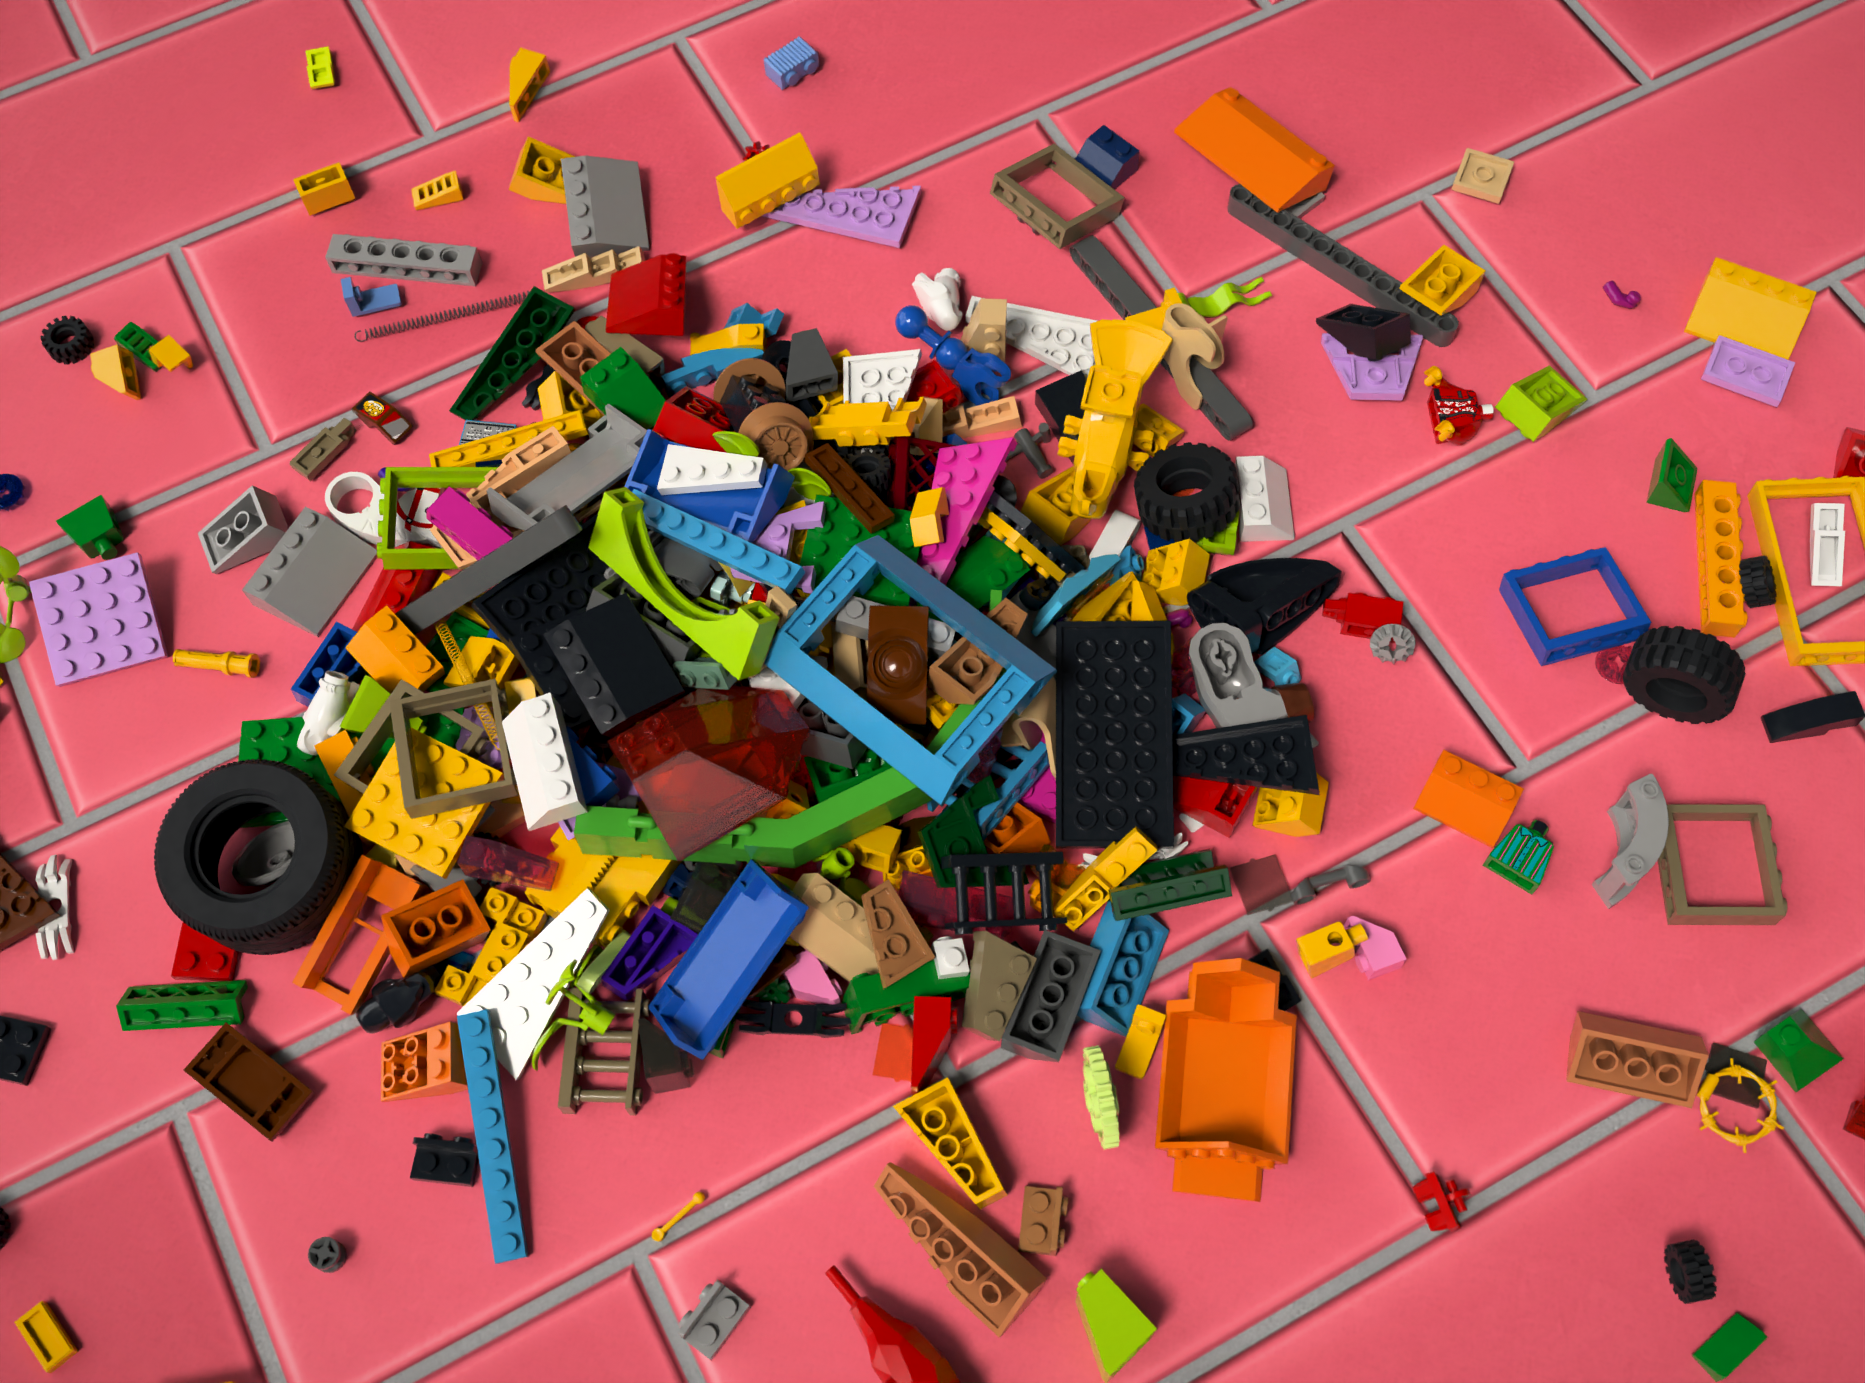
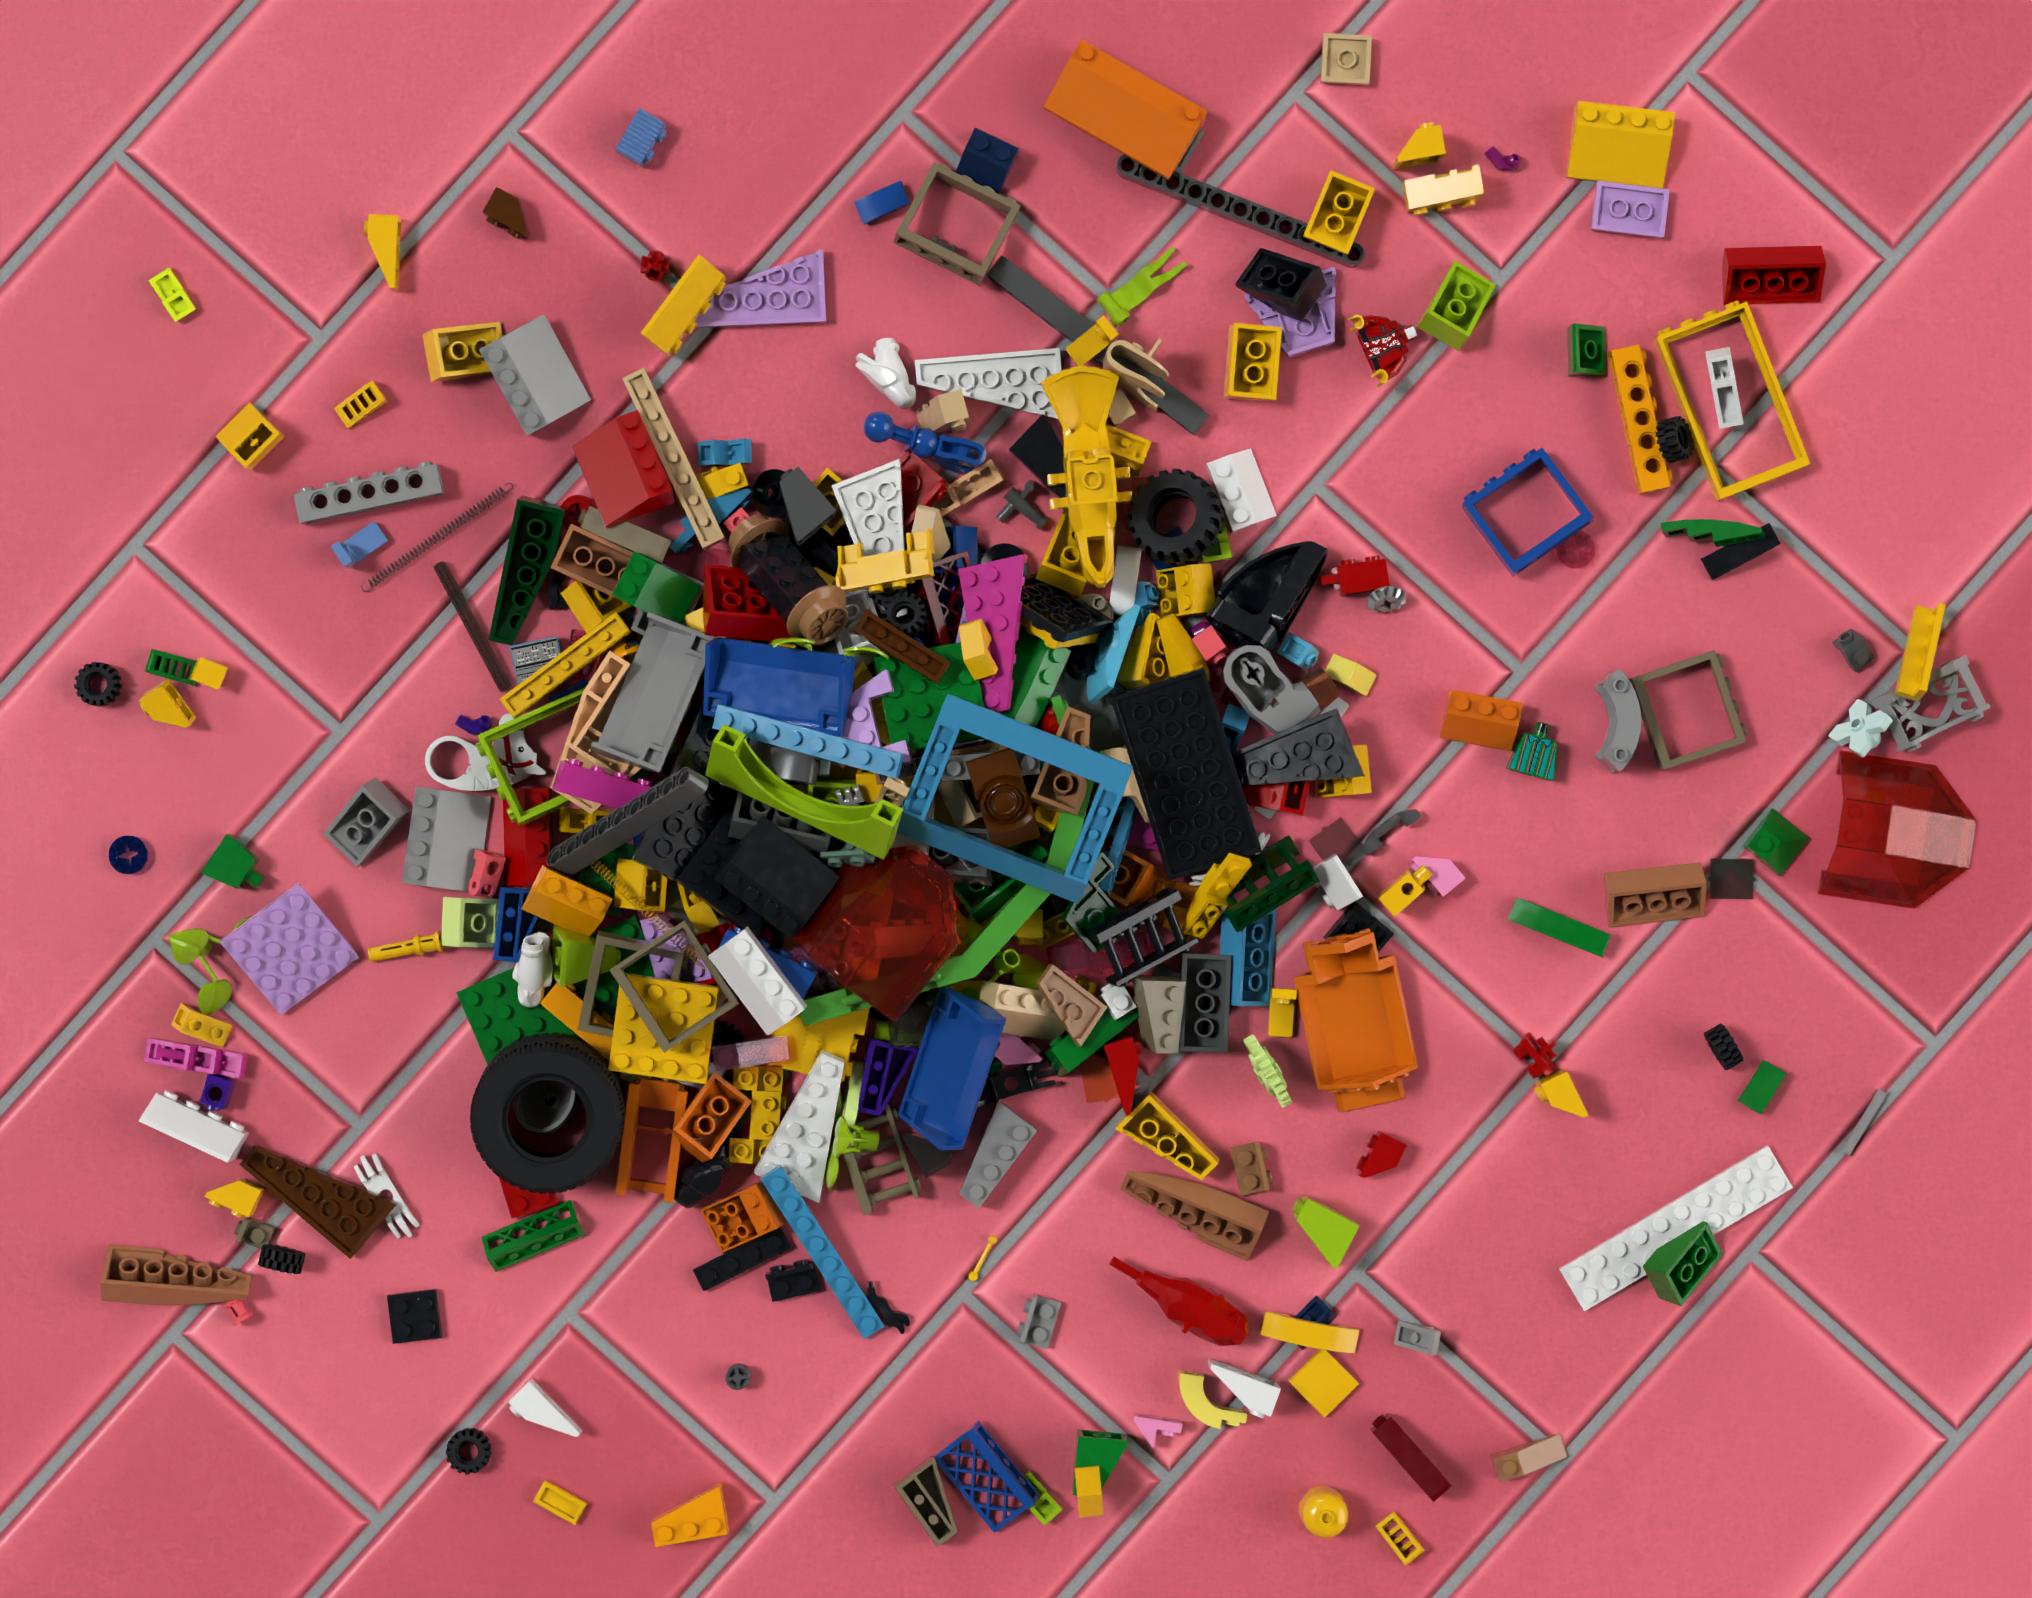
camera: 20 degrees left, 25 degrees up
(82, 1204) = (538, 1407): none -> white slope
(249, 1082) = (616, 1276): reddish brown slope -> none
(286, 653) = (468, 922): none -> yellowish green slope
(322, 449) = (393, 717): dark tan hinge -> none
(336, 608) = (486, 873): none -> coral leg
(383, 416) = (431, 667): slope -> none
(400, 1115) = (741, 1258): none -> black plate
(440, 392) = (472, 626): none -> clear smoke axle
(538, 1247) = (891, 1317): none -> black hair
(589, 272) = (551, 444): tan slope -> none
(644, 84) = (507, 211): none -> reddish brown slope
(701, 307) = (674, 459): none -> tan plate
(708, 470) = (772, 668): white wing -> none
(742, 1092) = (1000, 1146): none -> light grey wedge
(985, 167) = (882, 202): none -> blue slope
(1160, 392) = (1120, 409): none -> tan brick
(1183, 627) = (1212, 646): none -> coral brick
(1212, 1259) = (1383, 1155): none -> red slope
(1250, 915) = (1336, 883): none -> white slope
(1312, 386) = (1252, 362): none -> yellow slope
(1333, 711) = (1350, 674): none -> light yellow slope
(1463, 1258) = (1560, 1093): none -> yellow slope
(1508, 1057) = (1559, 927): none -> green slope
(1540, 256) = (1423, 148): none -> yellow slope
(1556, 299) = (1443, 191): none -> wedge
(1684, 674) = (1628, 563): black tyre -> none
(1736, 1071) = (1713, 897): yellow piece -> none
(1798, 682) = (1721, 531): none -> green slope

